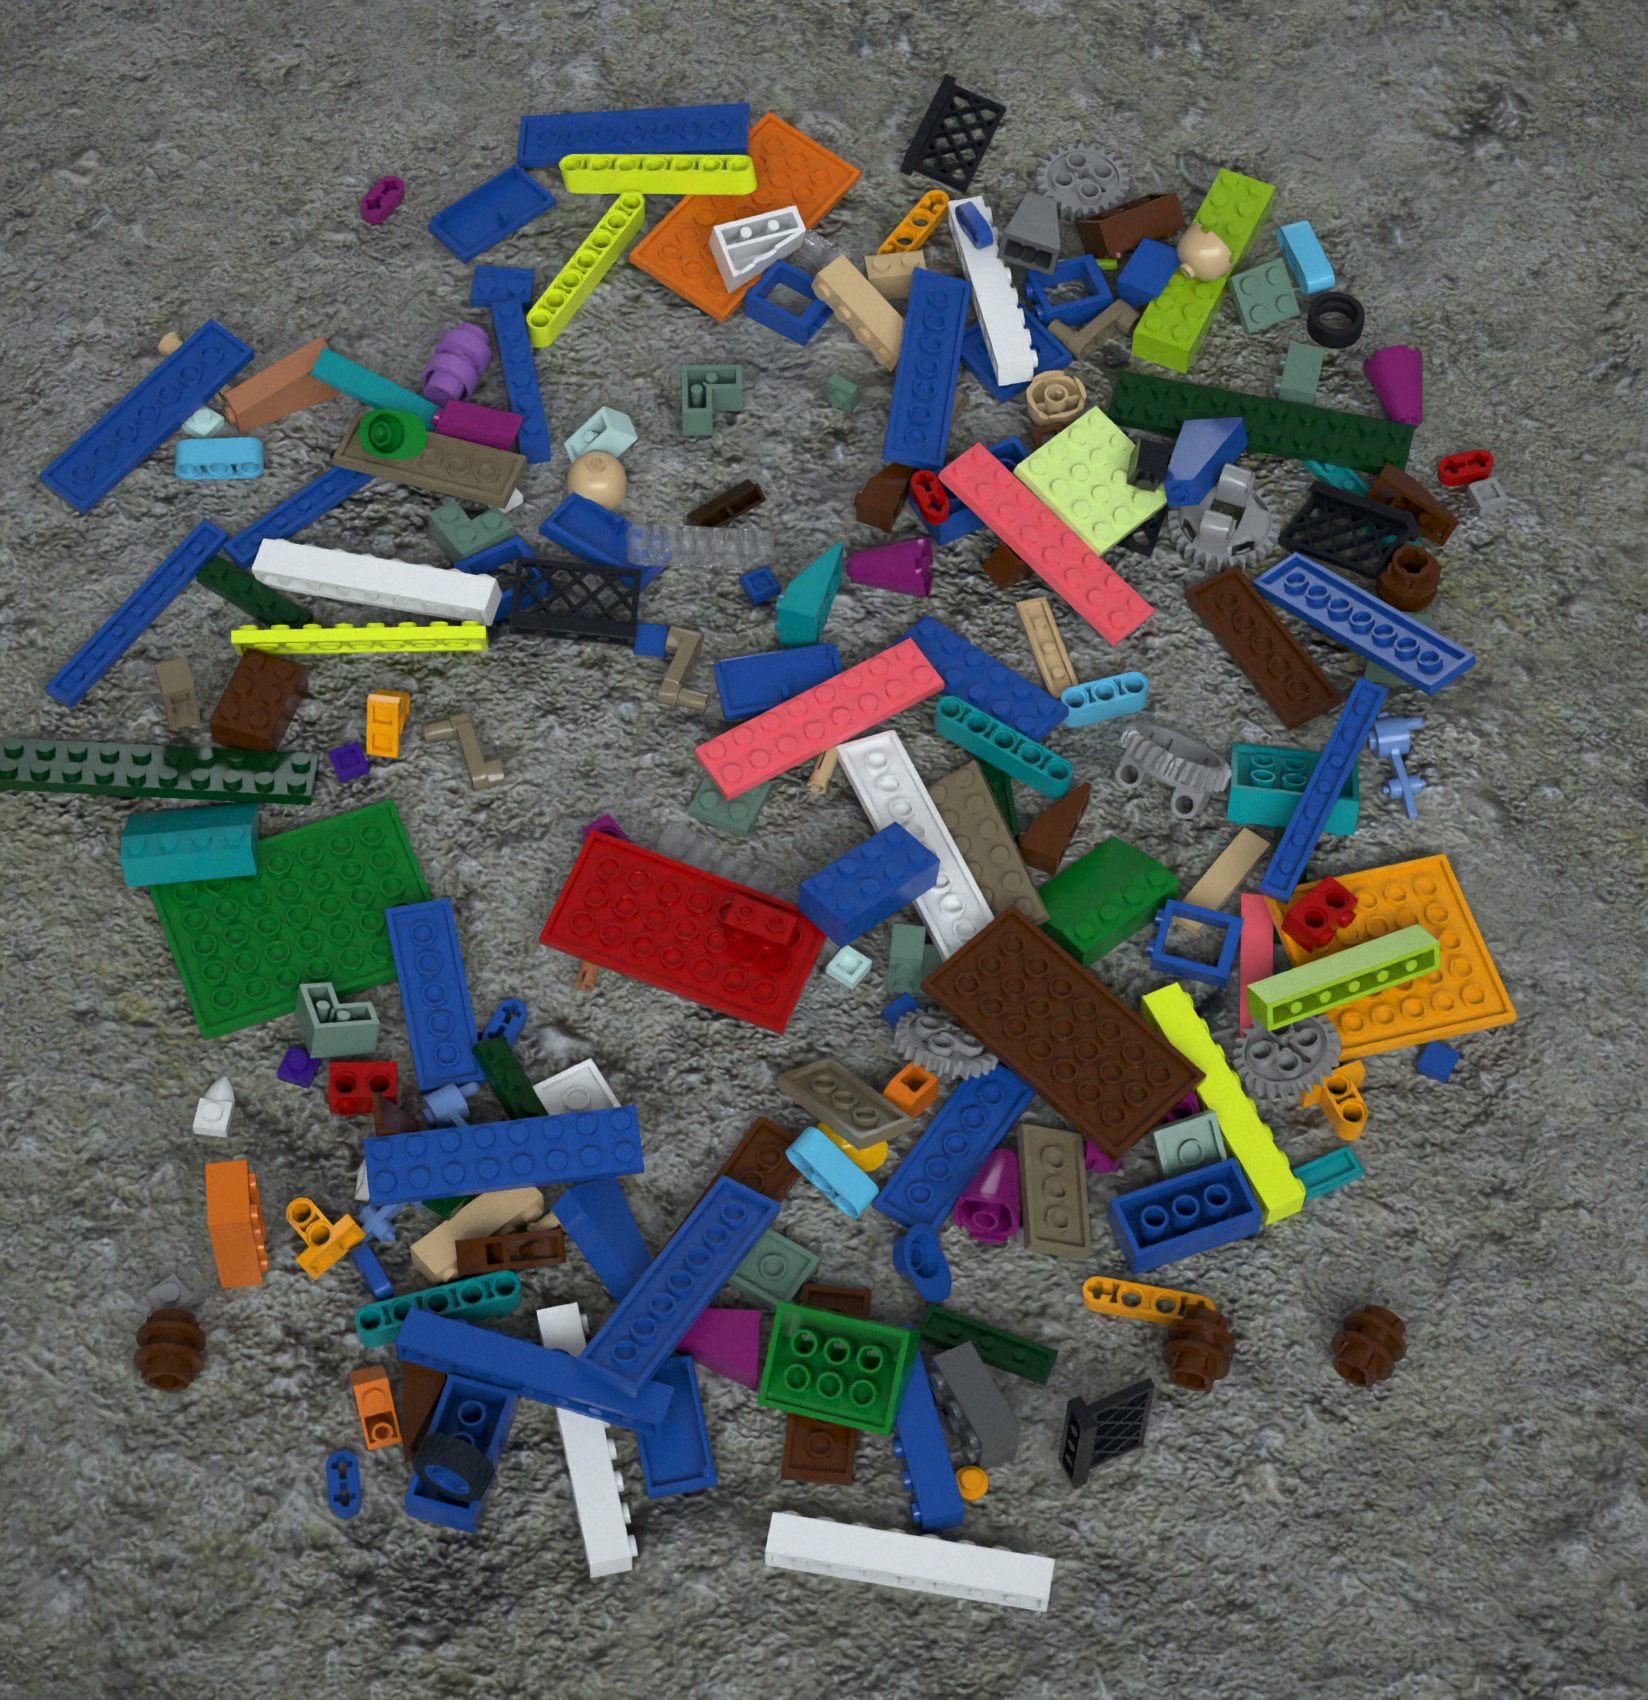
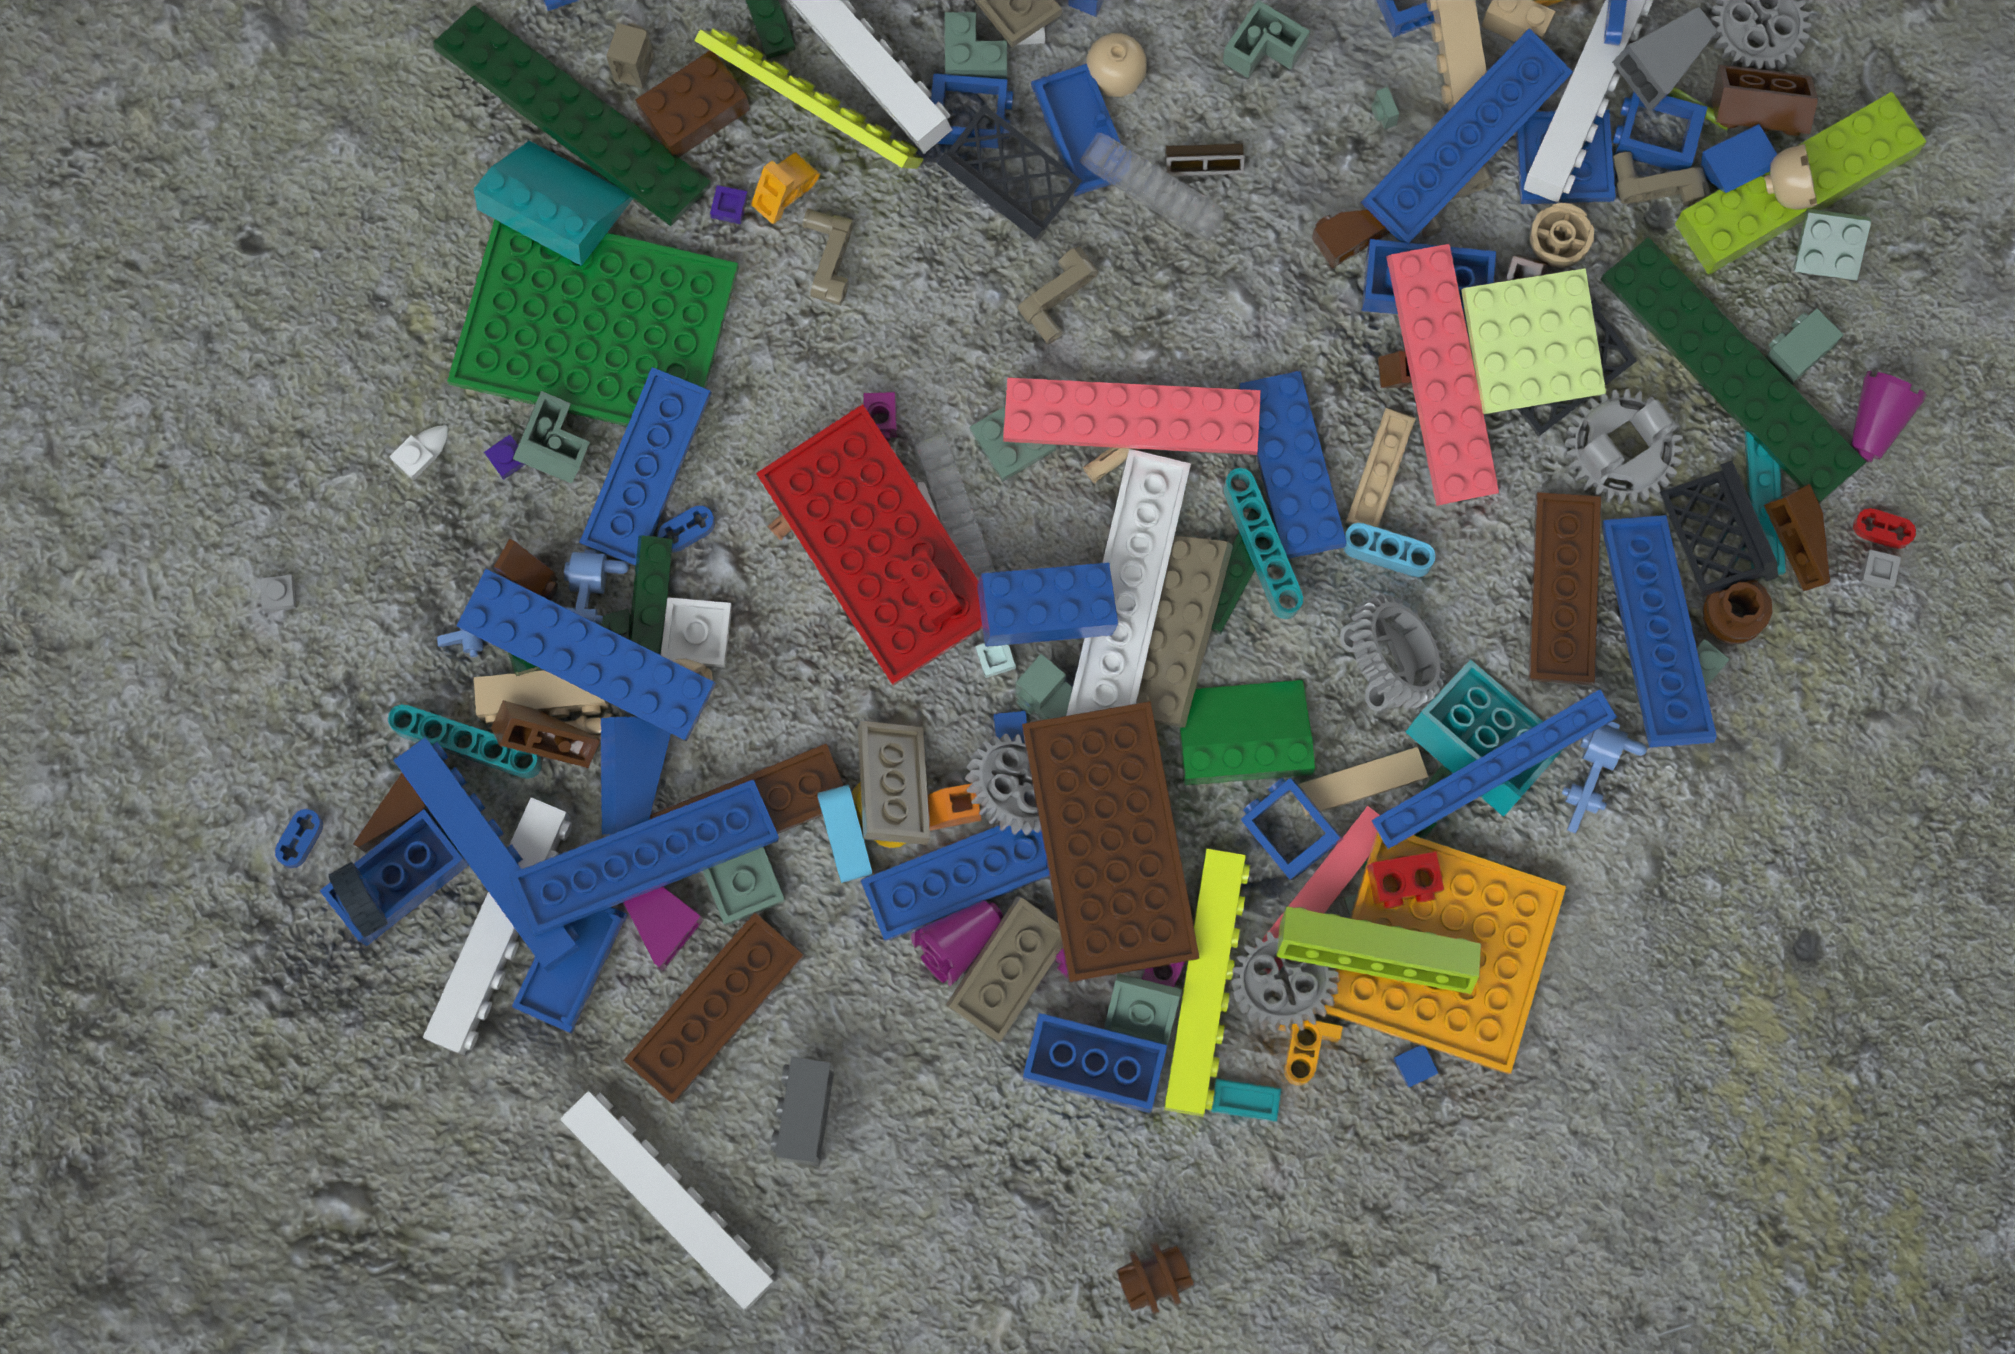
camera: 40 degrees right, 20 degrees up
(170, 1349) = (238, 642): reddish brown piece -> none
(236, 1223) = (342, 575): orange brick -> none
(315, 1229) = (412, 613): light orange tile -> none
(364, 1080) = (542, 506): red brick -> none
(371, 1272) = (436, 676): blue beam -> none
(375, 1407) = (361, 789): orange slope -> none
(605, 432) = (1149, 23): light aqua slope -> none
(650, 640) = (1053, 245): blue tile -> none
(760, 585) = (1183, 251): blue tile -> none
(767, 679) = (1127, 352): blue container -> none
(809, 600) = (1204, 298): teal slope -> none
(837, 1367) = (722, 1006): green slope -> none
(895, 567) = (1304, 311): magenta cone -> none
(920, 1259) = (859, 961): blue piece -> none
(924, 499) = (1365, 266): red beam -> none
(925, 1457) = (753, 1093): blue brick -> none
(971, 1482) = (764, 1167): light orange plate -> none
(992, 1344) = (861, 1061): dark green plate -> none
(1053, 831) = (1250, 646): reddish brown slope -> none
(1104, 1429) = (852, 1206): black fence -> none
(1147, 465) = (1584, 358): black brick -> none
(1148, 1295) = (1013, 1115): light orange beam -> none
(1199, 1349) = (1017, 1186): reddish brown piece -> none
(1200, 458) = (1647, 372): blue slope -> none
(1305, 257) = (1904, 227): medium azure beam -> none
(1342, 304) = (1892, 287): black tyre -> none

